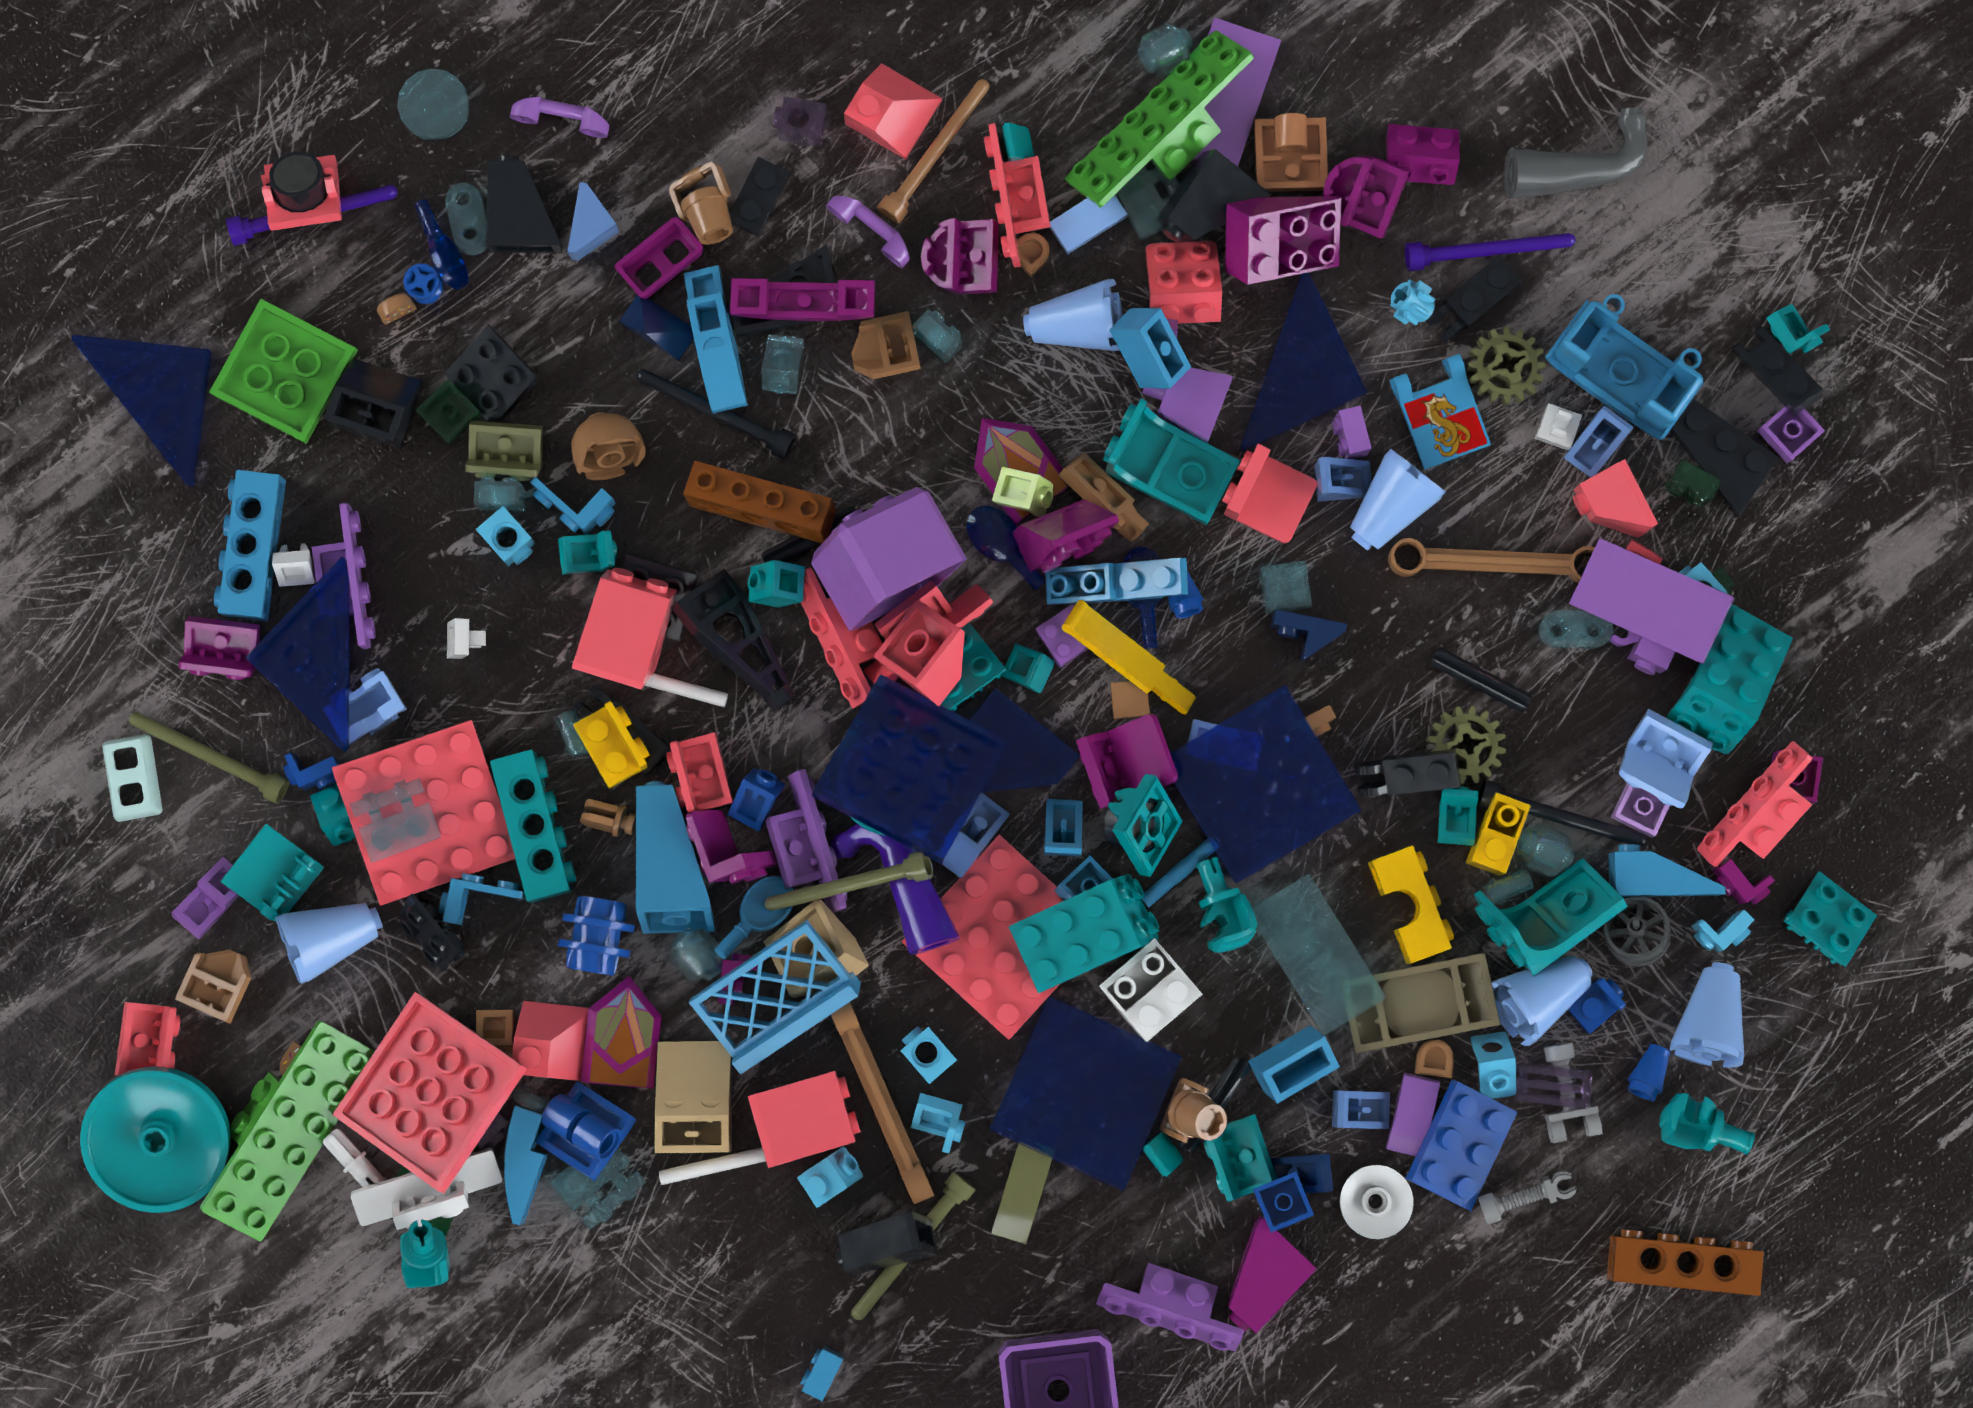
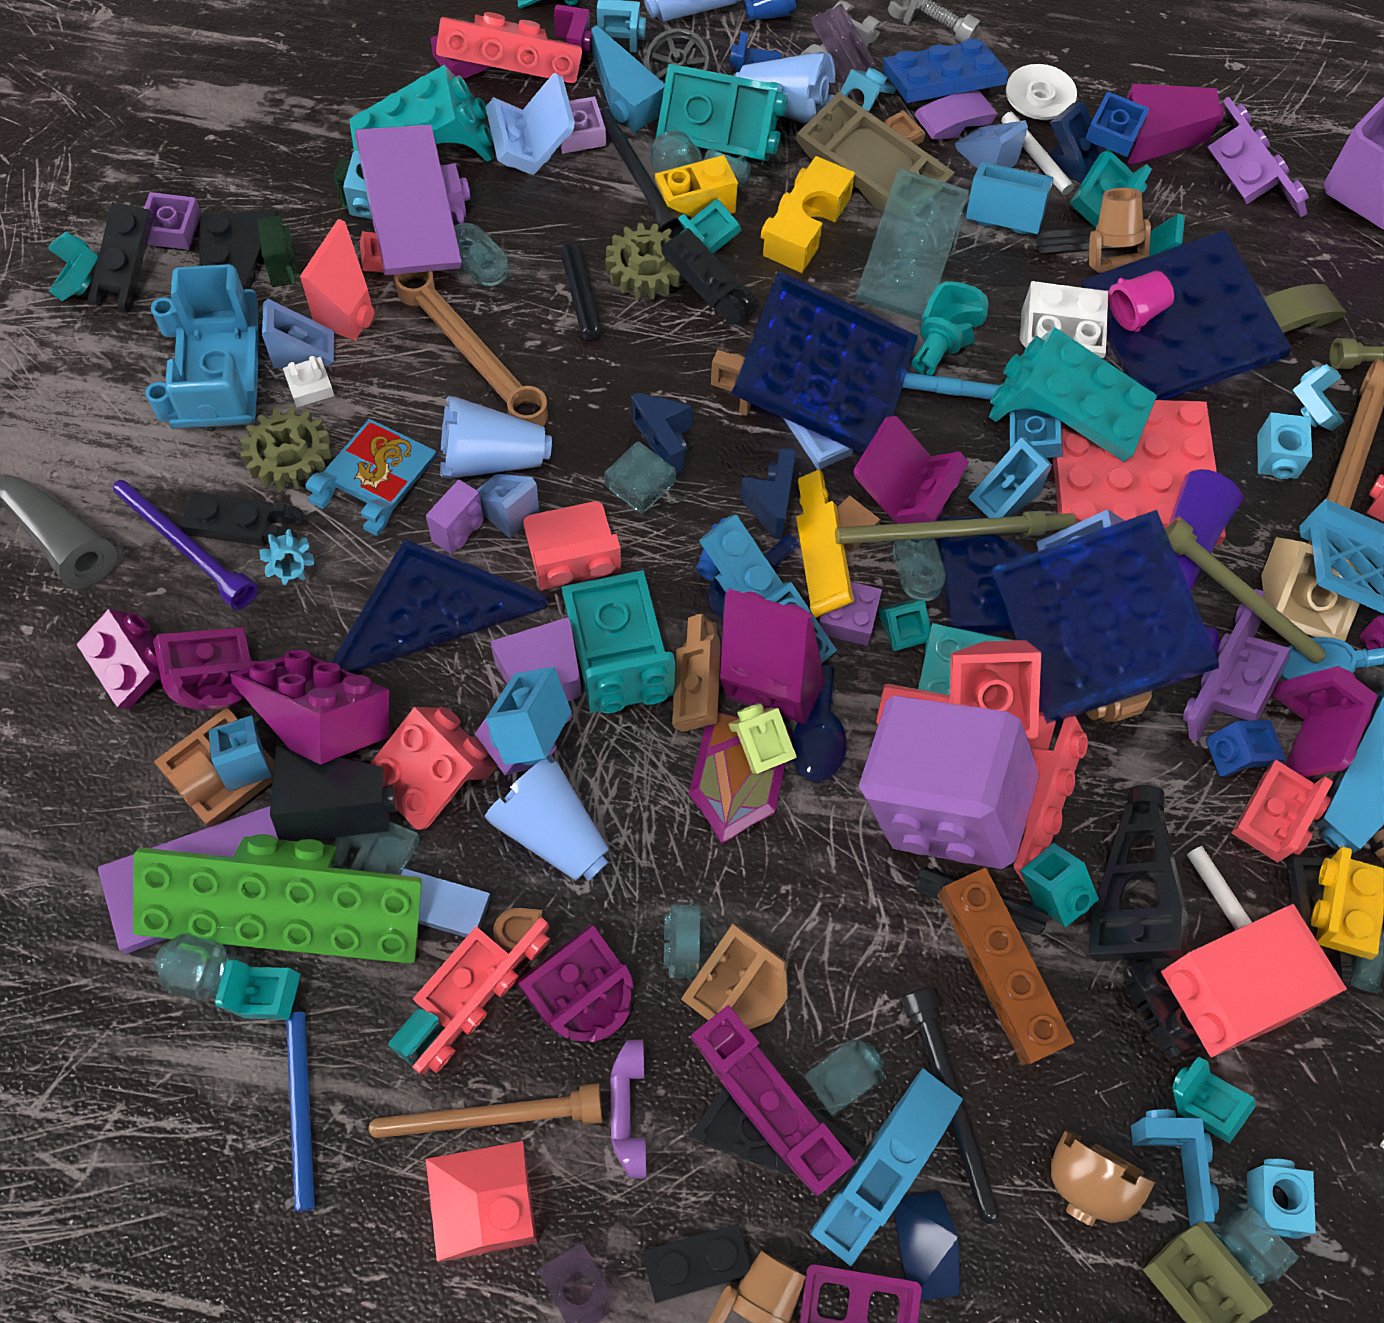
camera: 130 degrees left, 20 degrees down
(1021, 811) = (1030, 523): none -> olive bar
(1030, 51) = (300, 1113): none -> blue bar
(1062, 716) = (919, 558): none -> clear light blue plate
(1118, 1056) = (1140, 299): none -> dark pink piece
(1119, 75) = (257, 991): none -> teal bracket
(1142, 824) = (951, 421): teal piece -> none
(1185, 656) = (770, 497): none -> dark blue slope
(1286, 167) = (238, 753): none -> dark azure slope
(1326, 1147) = (1042, 158): none -> white bar

